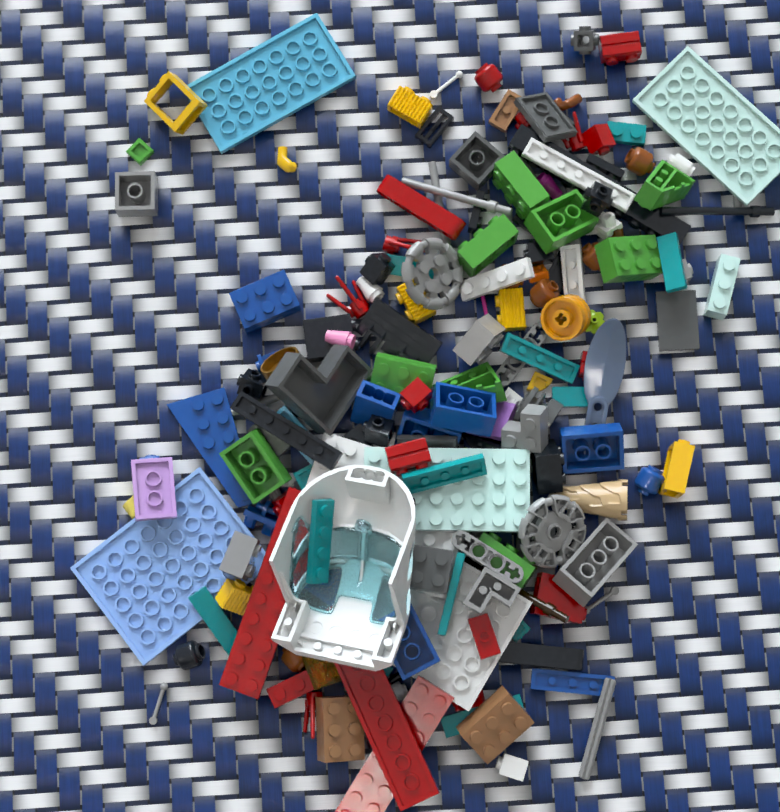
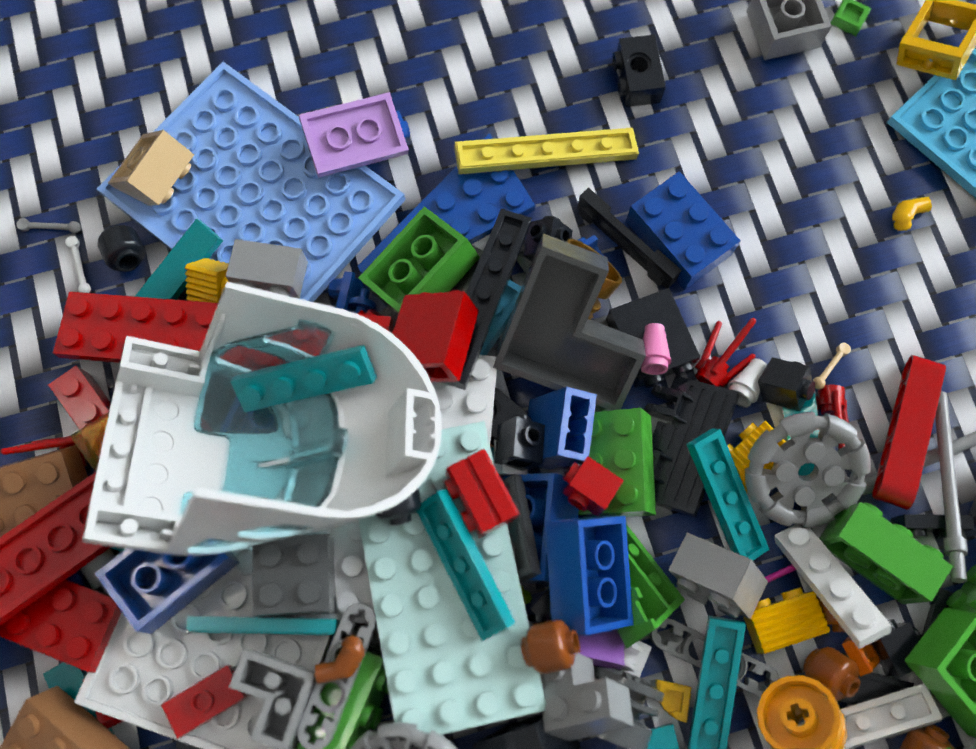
camera: 75 degrees right, 5 degrees down
(136, 293) = (642, 55): none -> black brick
(142, 624) = (152, 168): none -> tan slope
(174, 689) = (73, 243): none -> white hinge
(189, 371) = (545, 150): none -> light yellow tile
(238, 351) = (659, 267): none -> black container
(306, 460) = (437, 331): none -> red brick
(362, 228) = (842, 350): none -> tan hinge
(435, 321) = (727, 494): none -> teal plate
(483, 549) = (344, 664): none -> dark orange arm
(498, 438) = (550, 647): none -> dark orange head

